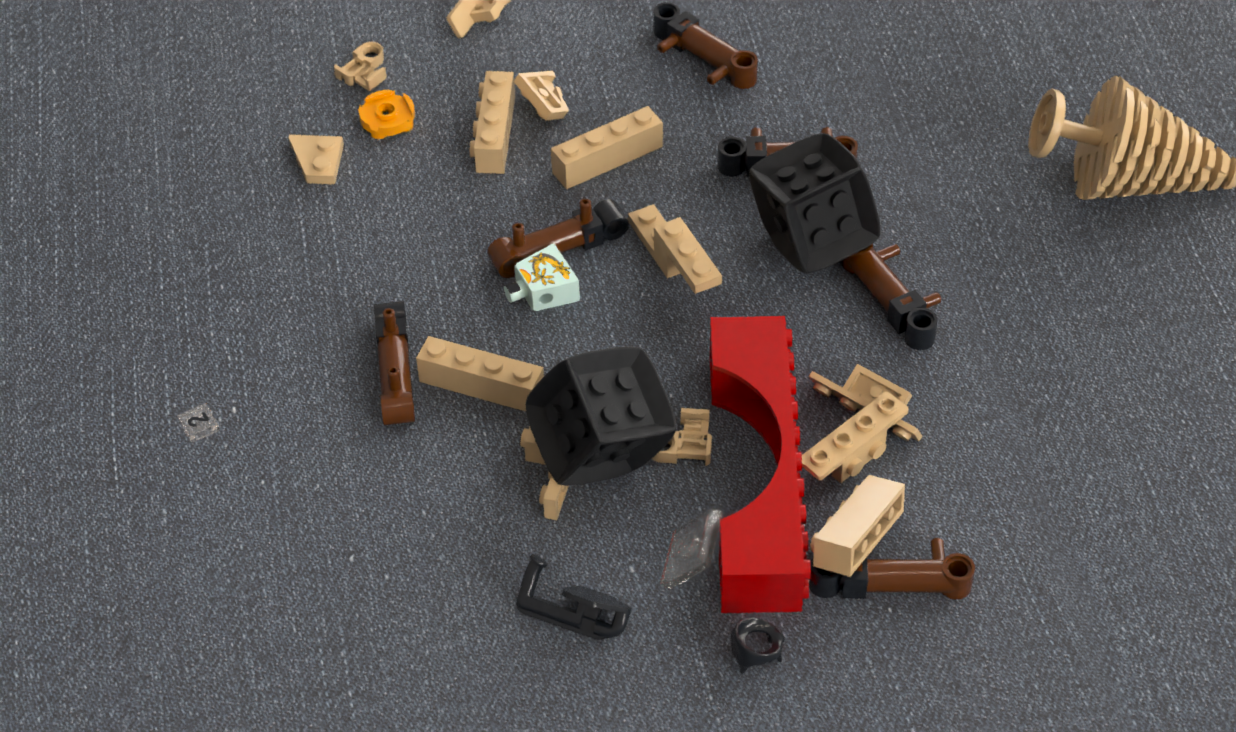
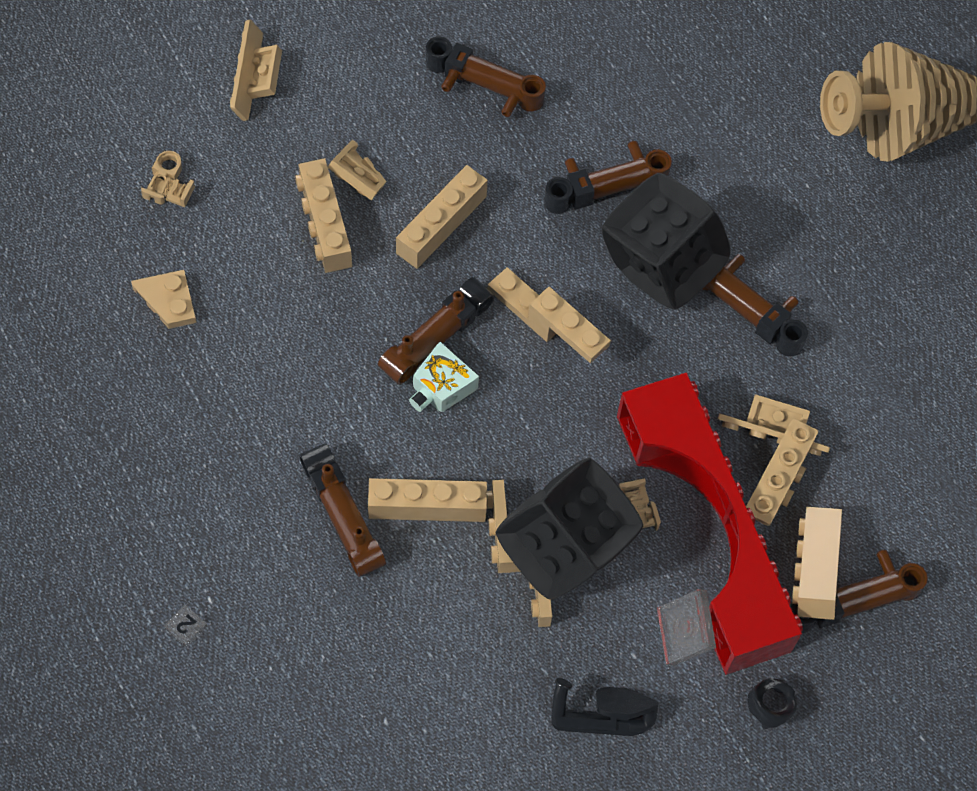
camera: 25 degrees left, 15 degrees up
(398, 120) = (215, 245): light orange plate -> none

